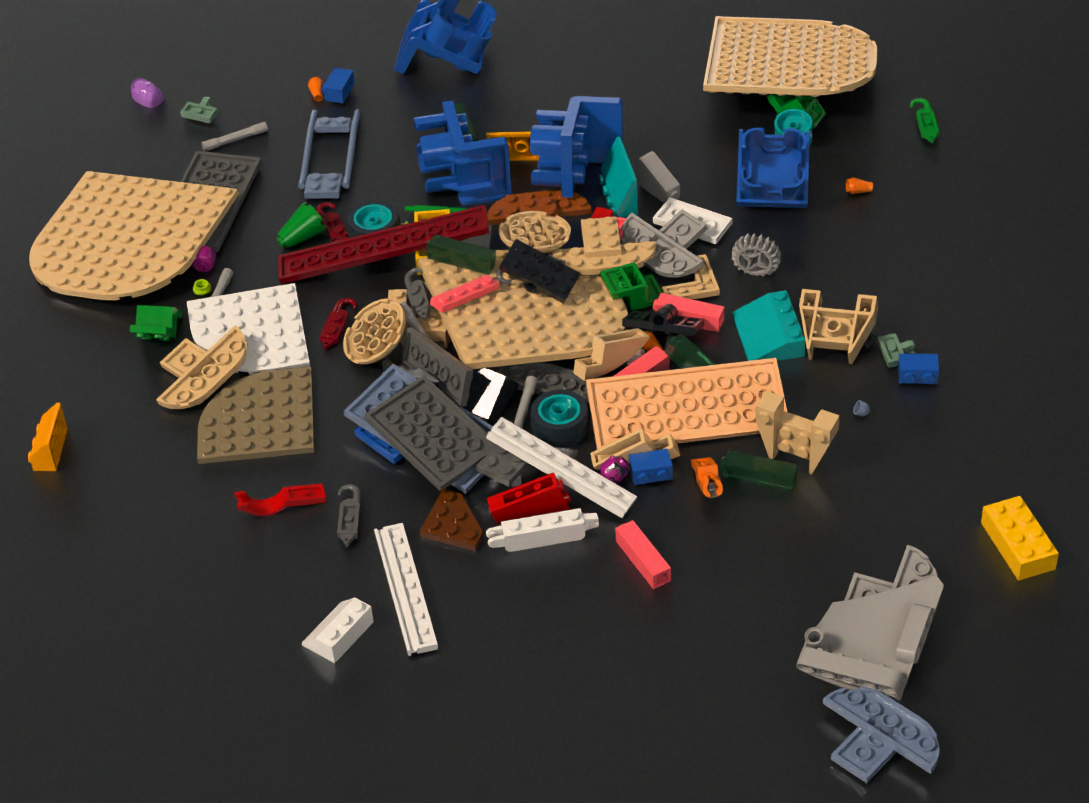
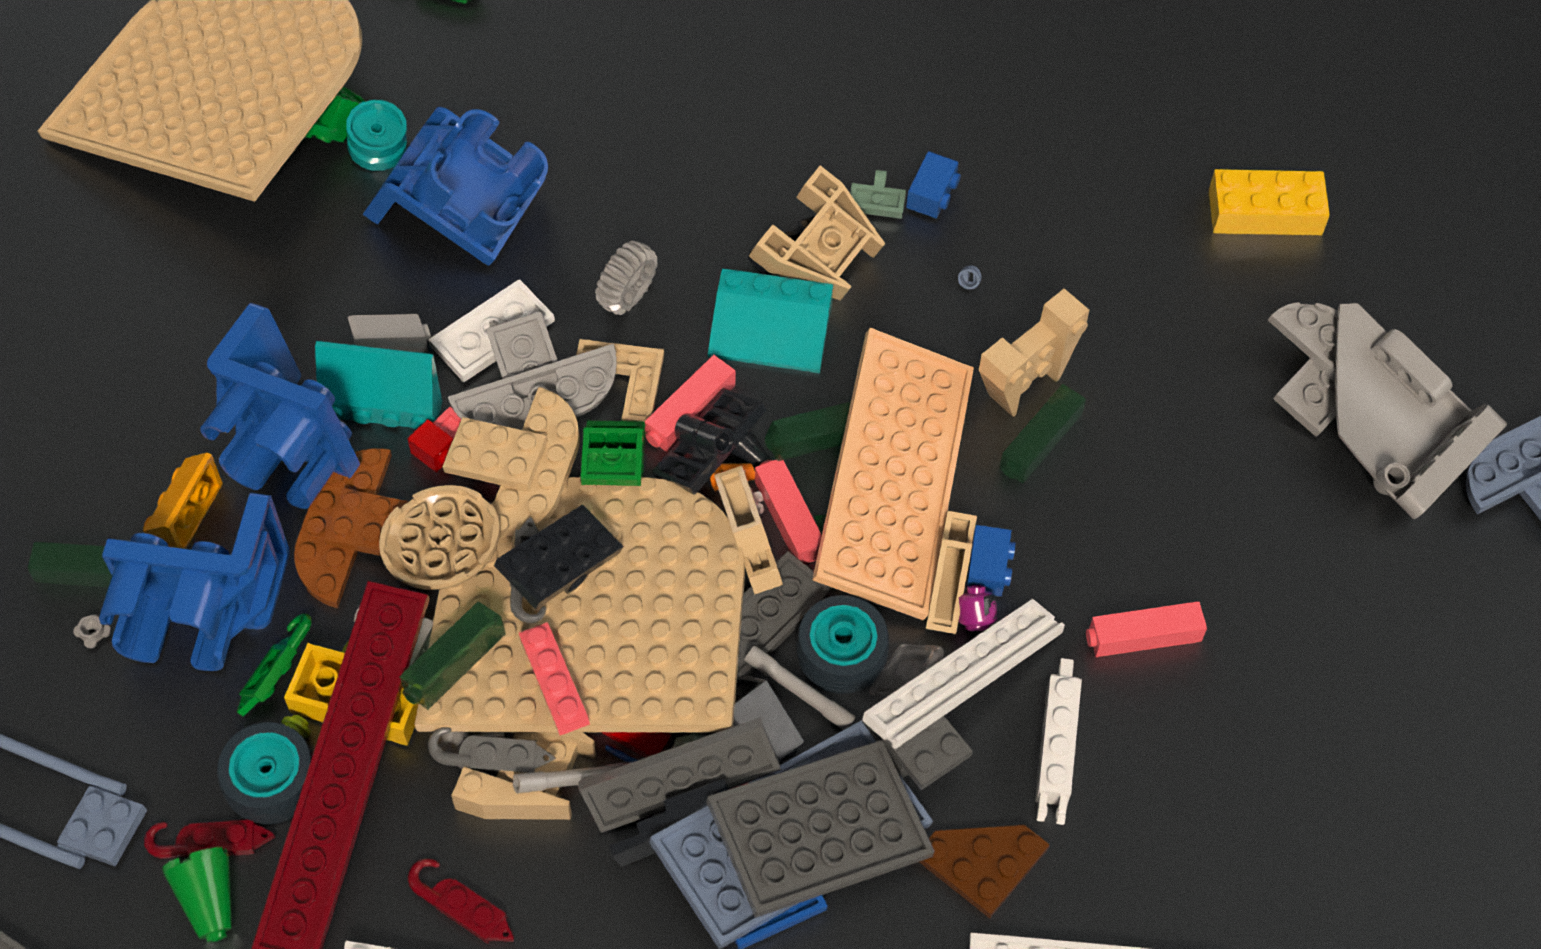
camera: 75 degrees left, 15 degrees up
(375, 332) = (536, 877): tan brick -> none
(530, 499) = (997, 740): red slope -> none
(707, 476) = (1036, 496): orange plate -> none
(857, 186) = (529, 111): orange cone -> none

